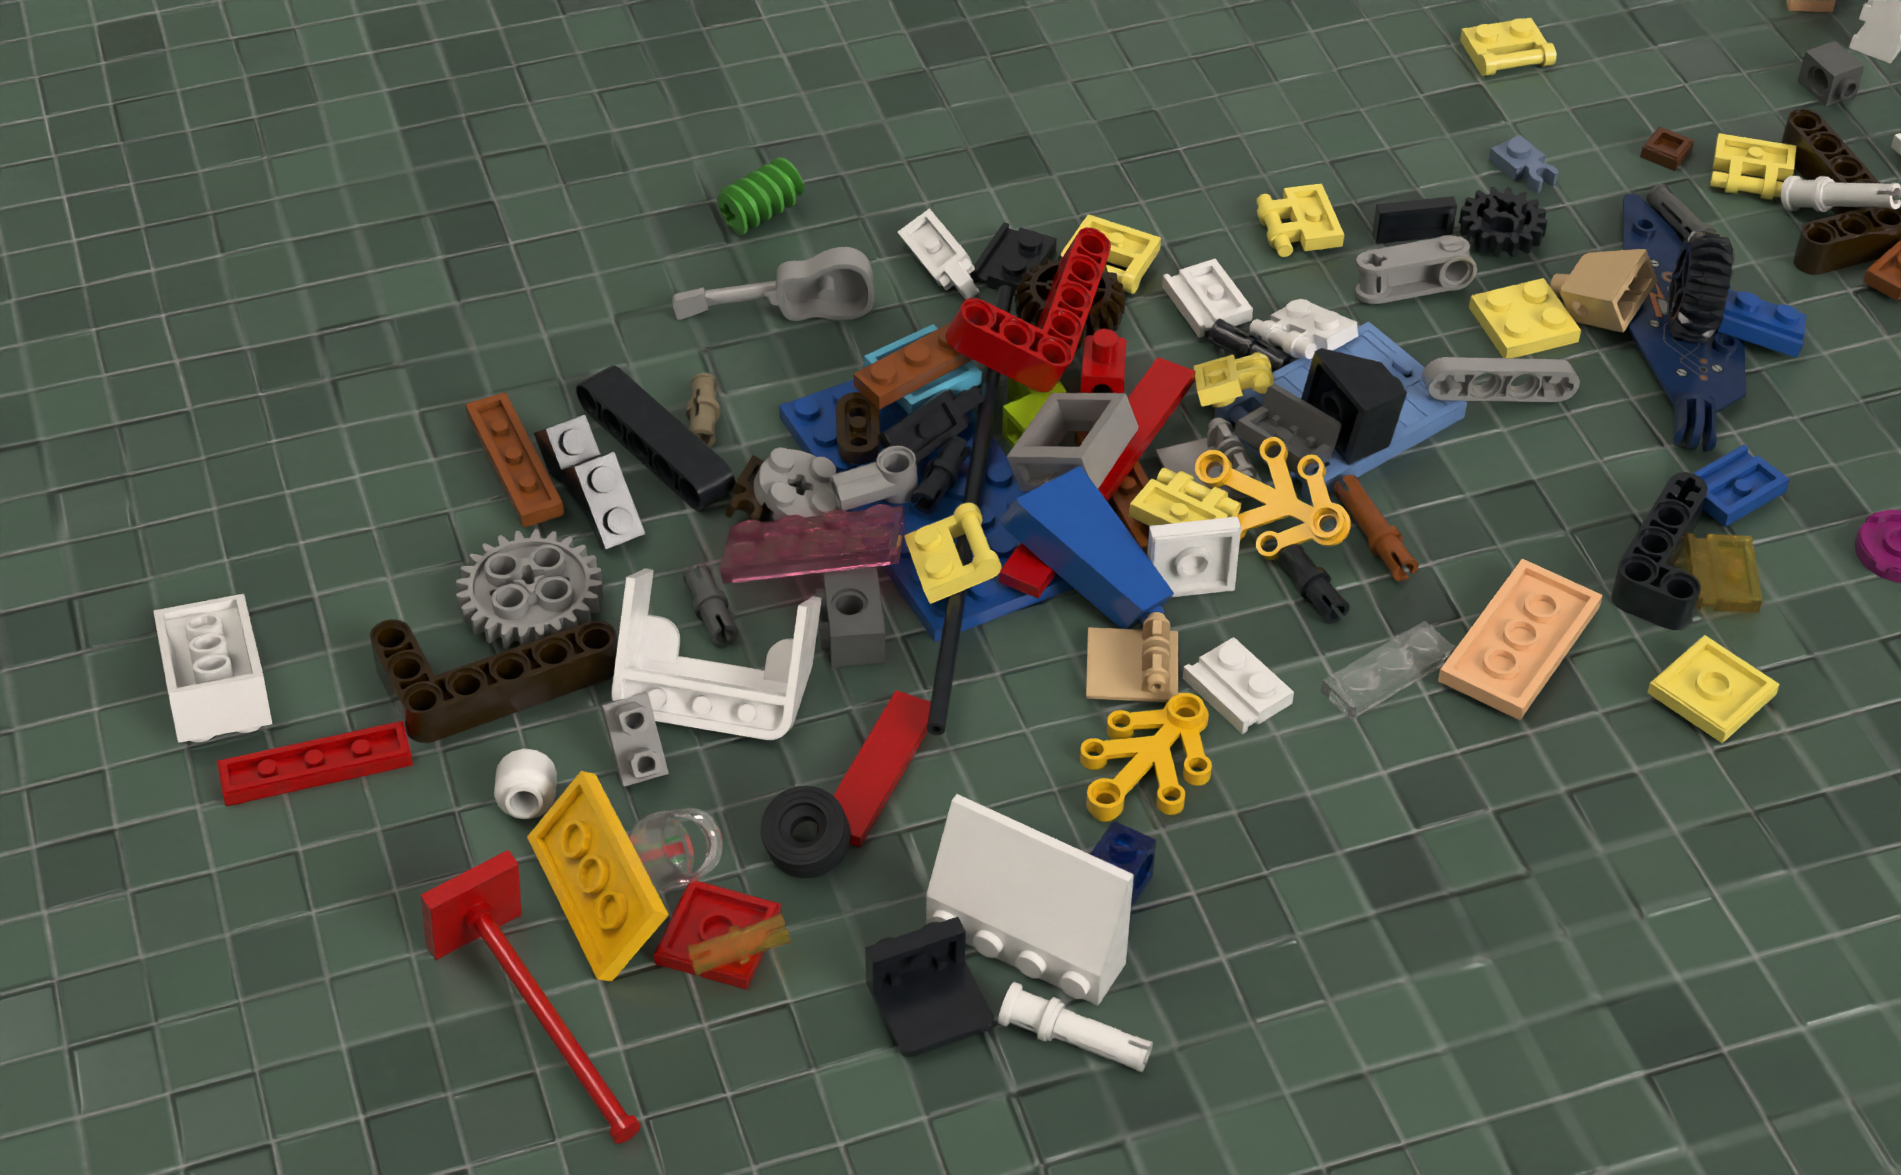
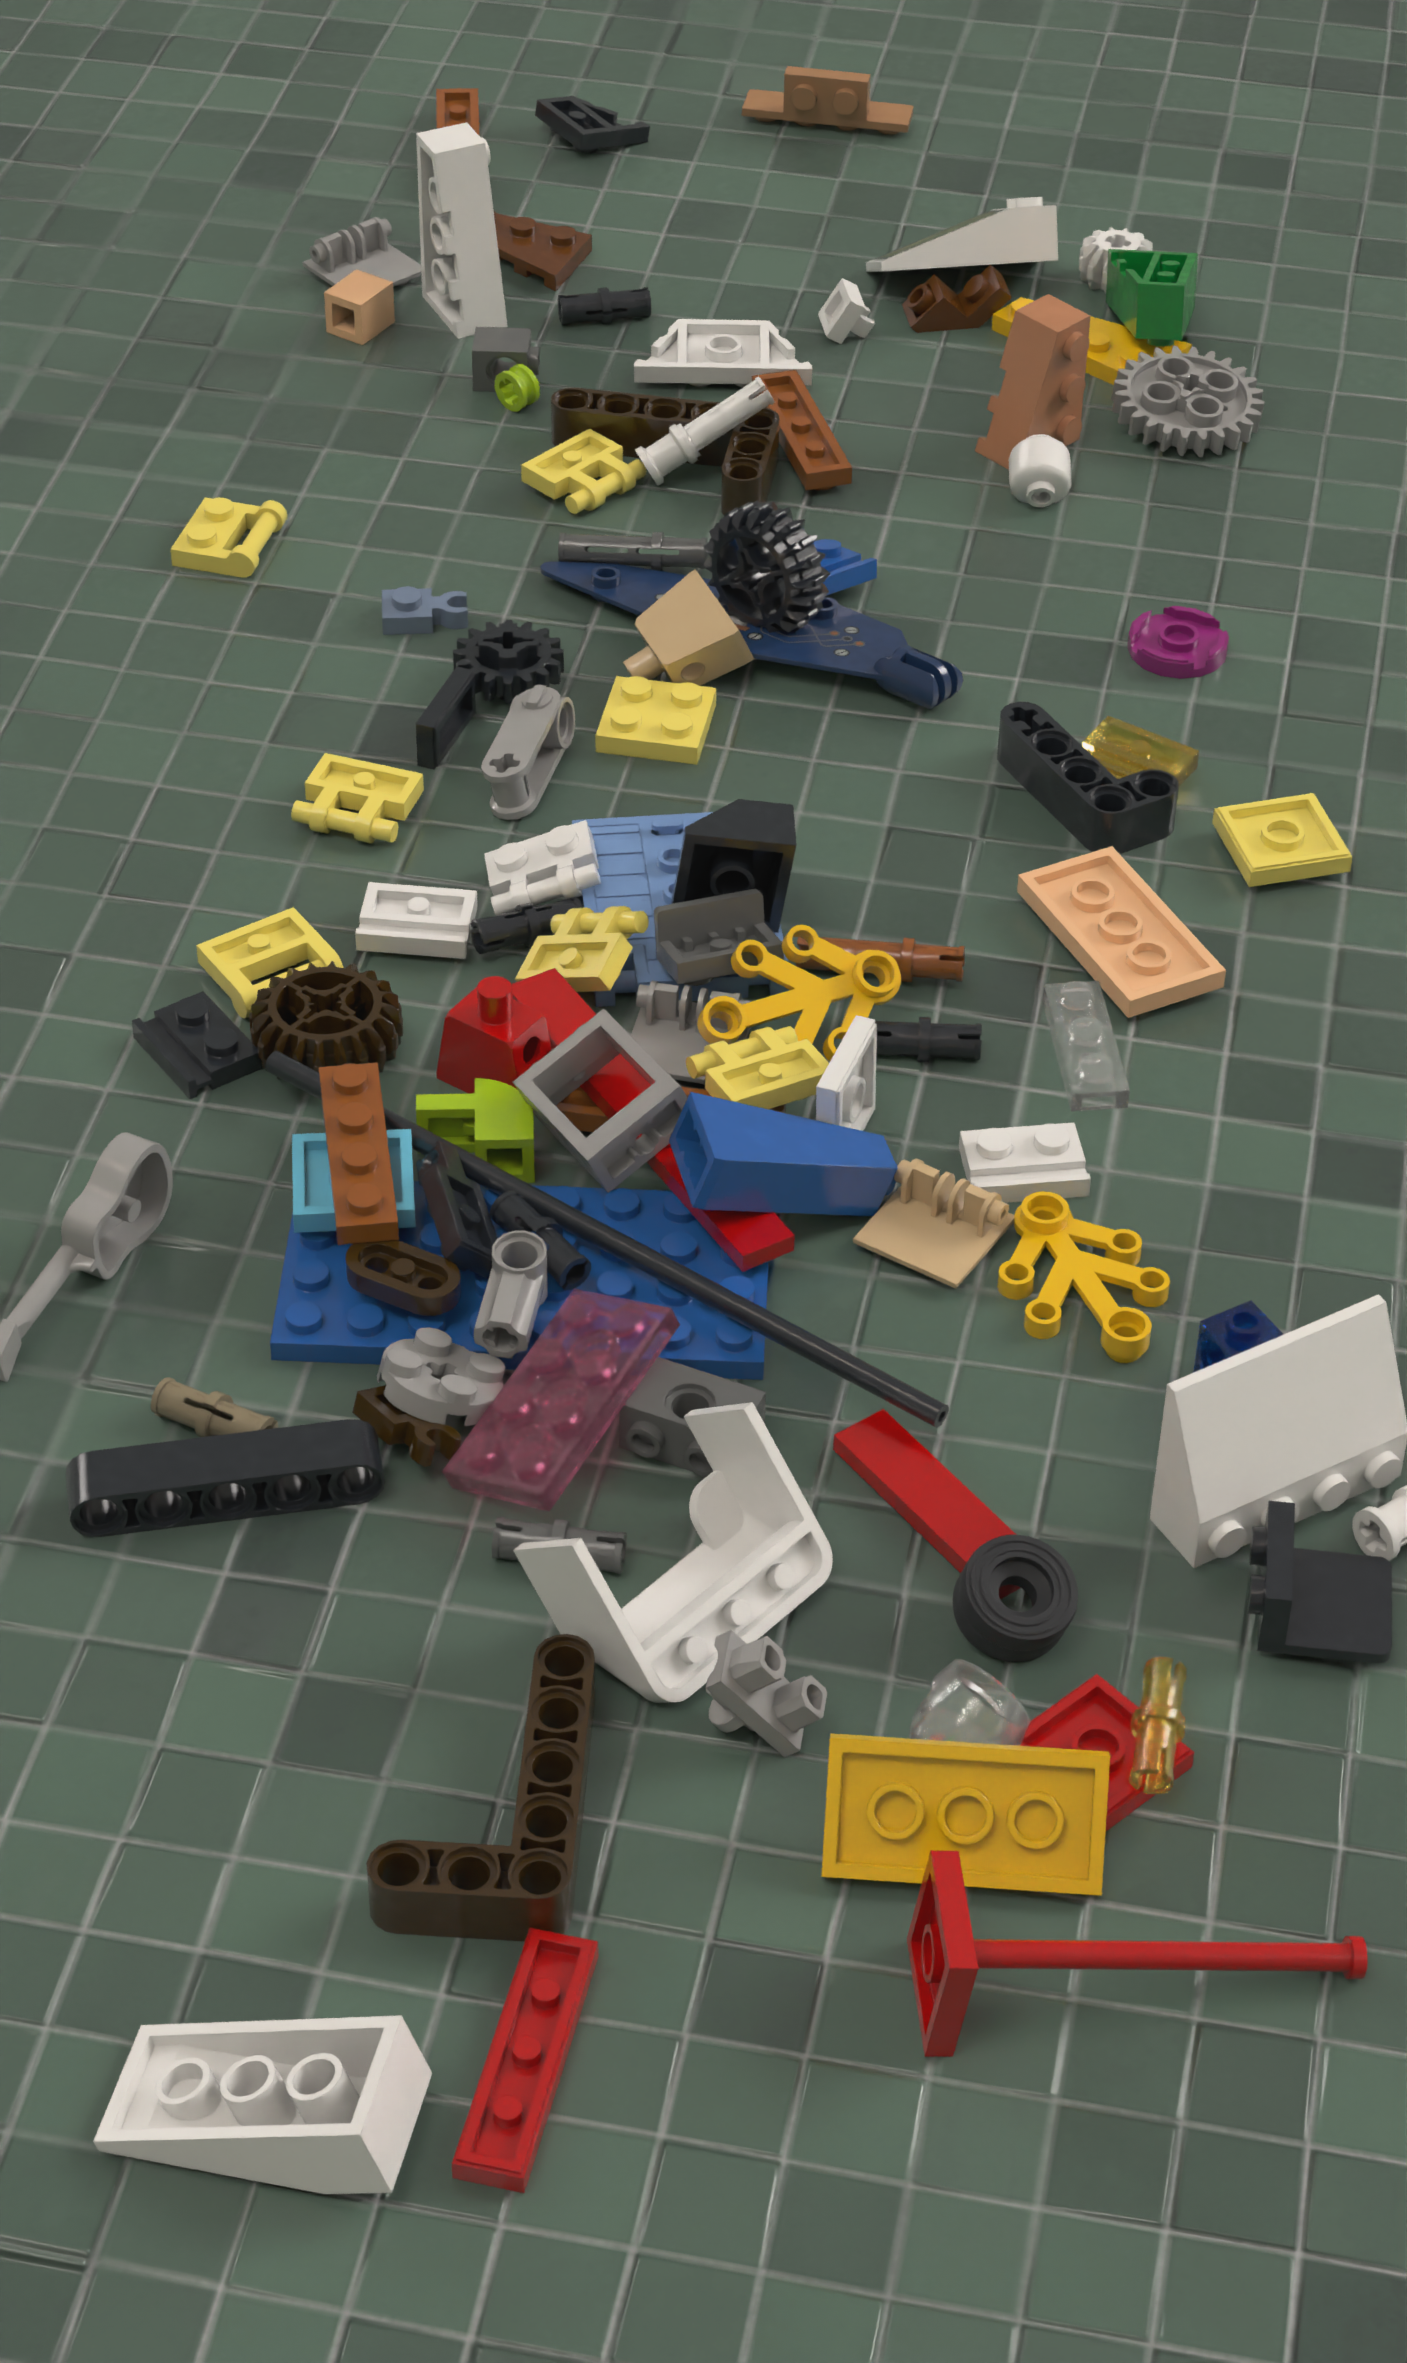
camera: 60 degrees left, 5 degrees down
(514, 460) = (140, 1632): dark orange plate -> none
(525, 784) = (745, 1836): white head -> none
(529, 588) = (439, 1726): light grey gear -> none
(592, 478) = (283, 1550): arch -> none
(938, 558) = (700, 1297): light yellow plate -> none
(940, 253) = (137, 1094): white hinge -> none
(1028, 352) = (420, 1045): red beam -> none
(1558, 384) = (757, 761): light grey beam -> none
(1667, 148) = (494, 512): reddish brown tile -> none
(1739, 485) = (1021, 681): blue plate -> none
(1809, 94) = (517, 387): none -> lime bush

